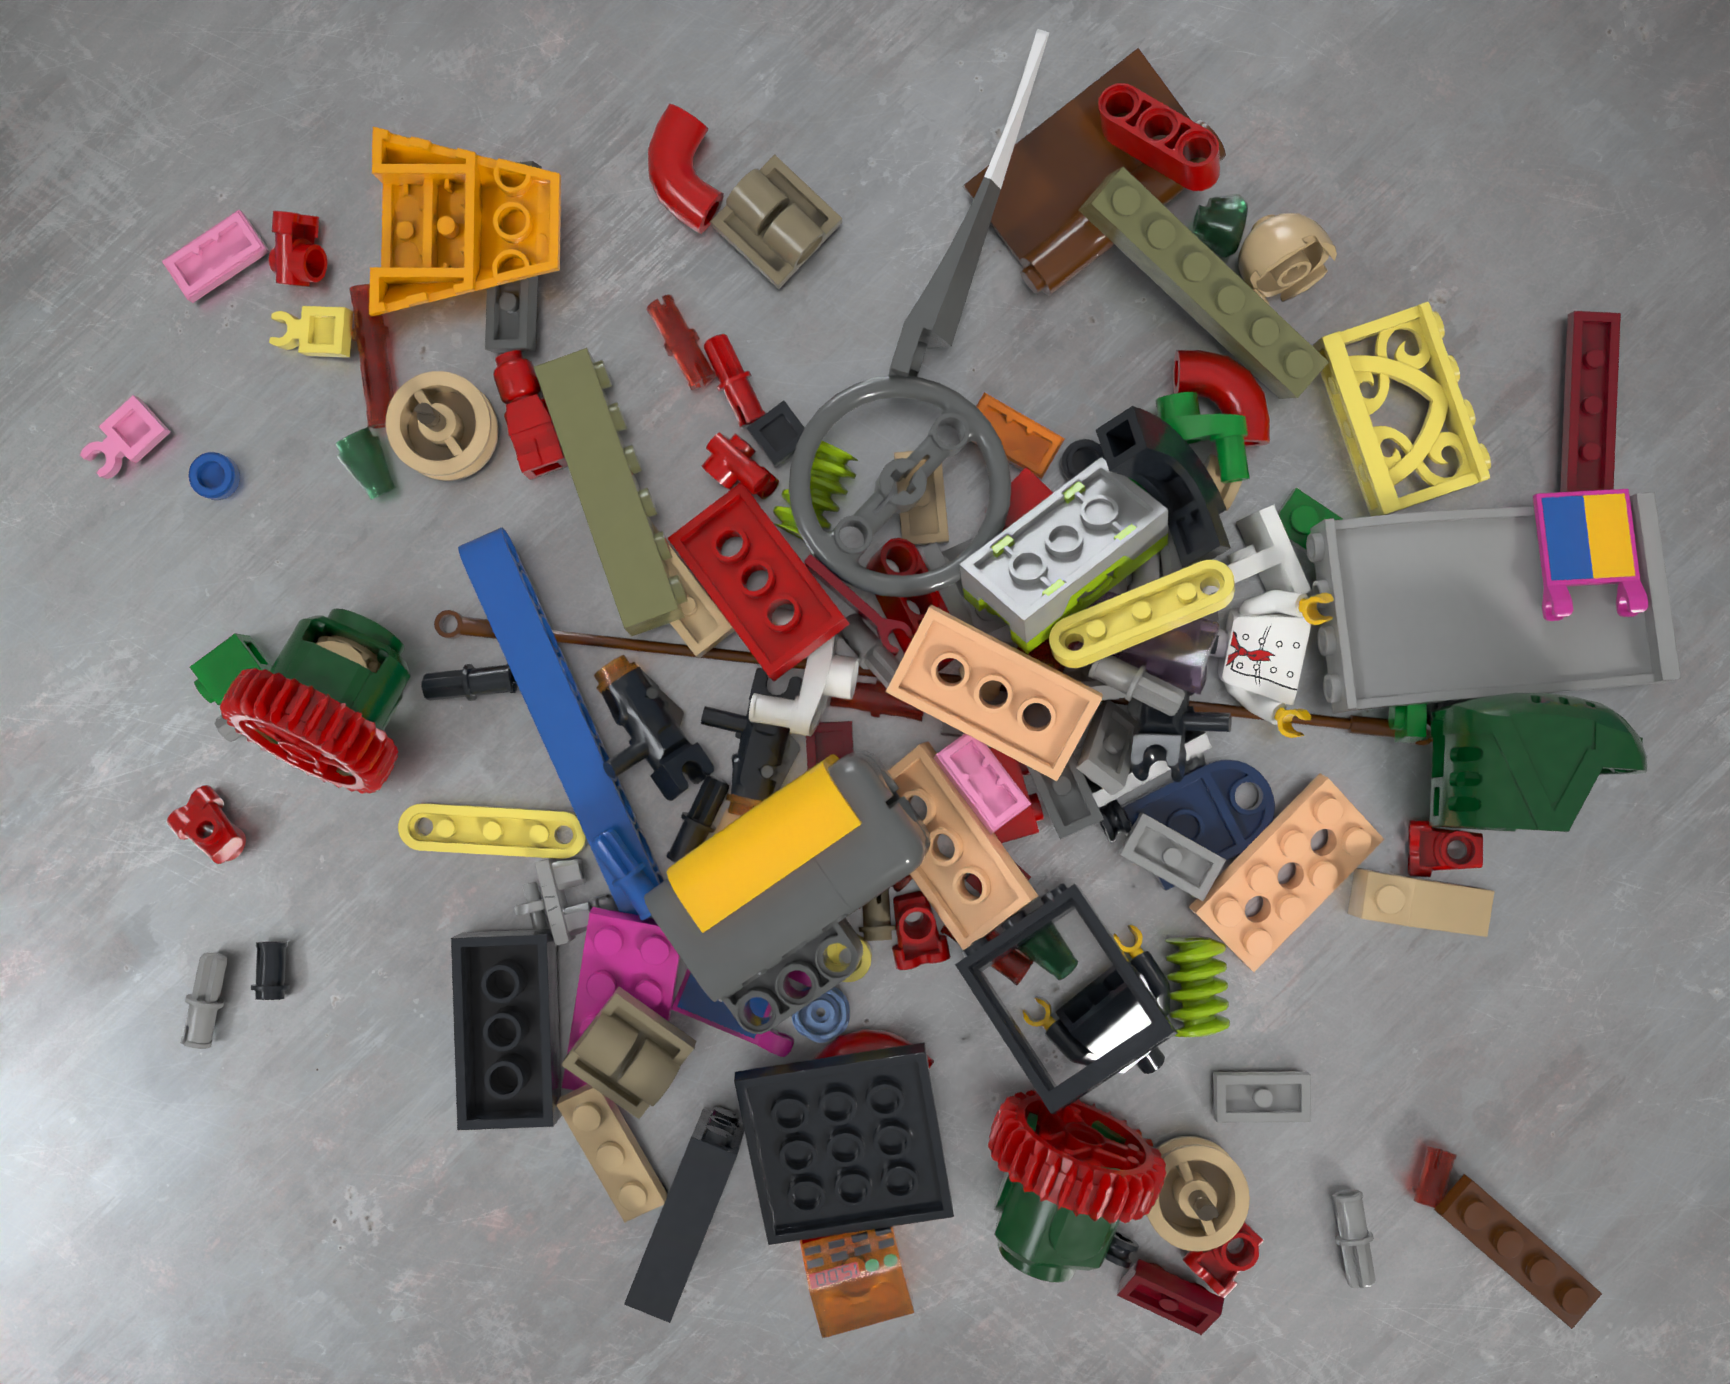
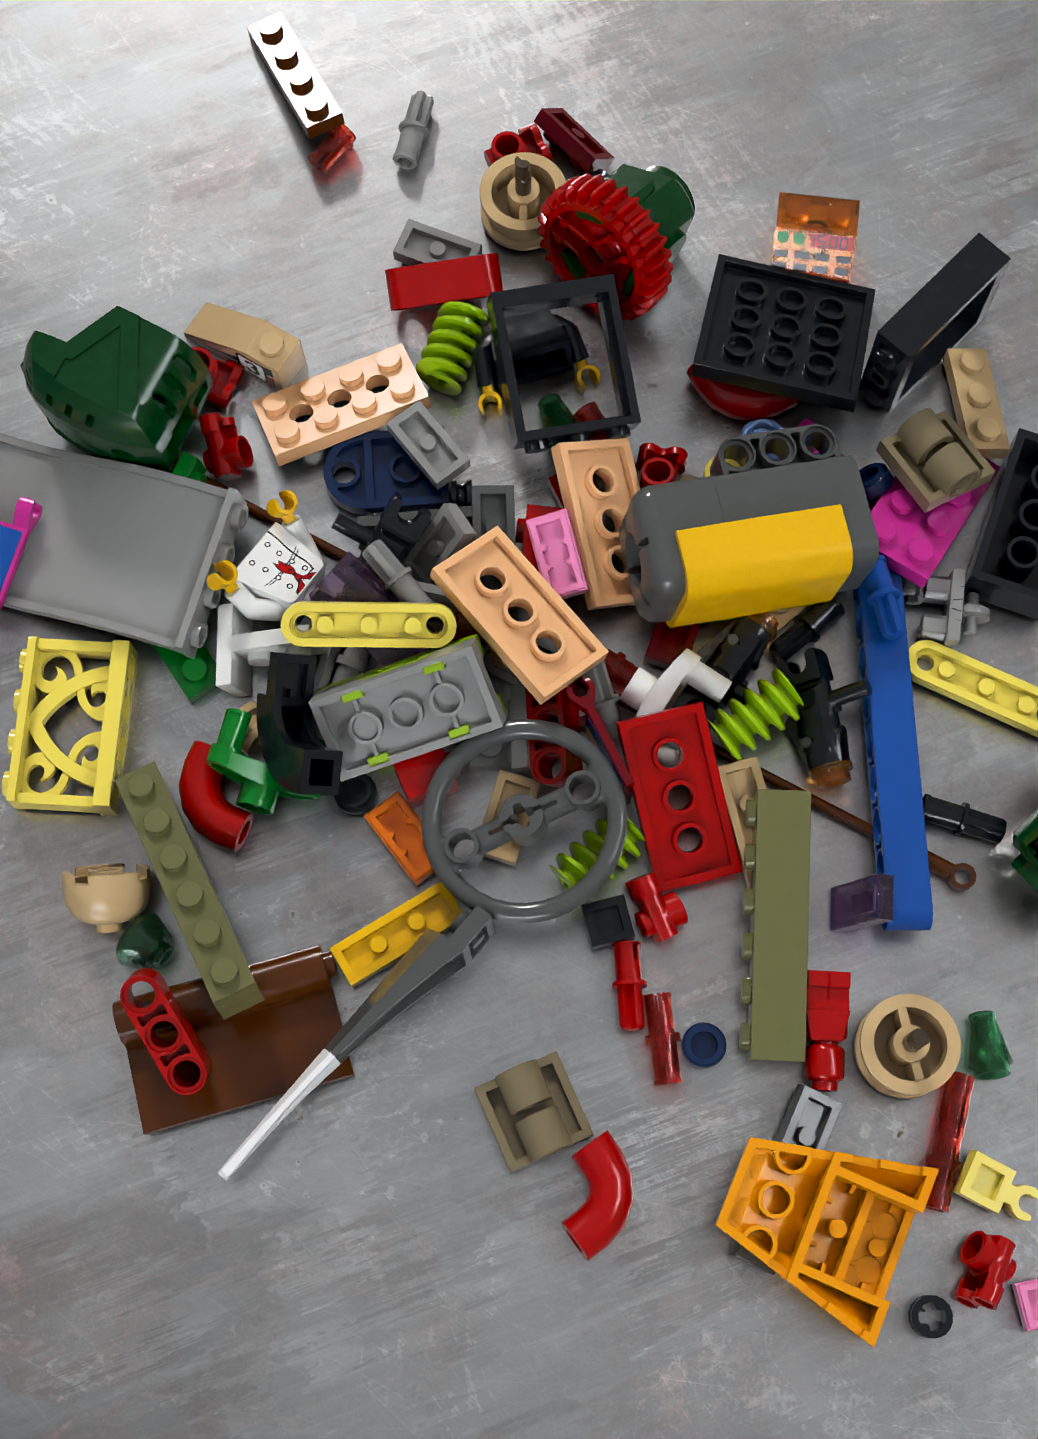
camera: 150 degrees left, 15 degrees down
(323, 178) = (936, 1304): none -> black bush
(534, 545) = (862, 903): none -> clear purple plate
(640, 354) = (703, 1045): none -> dark blue tile
(689, 1008) = (876, 480): none -> dark blue tile
(711, 692) = (756, 714): none -> lime piece
(983, 333) = (394, 933): none -> yellow plate
(1237, 1056) = (443, 281): none -> red beam
(1384, 767) = (226, 450): none -> red plate

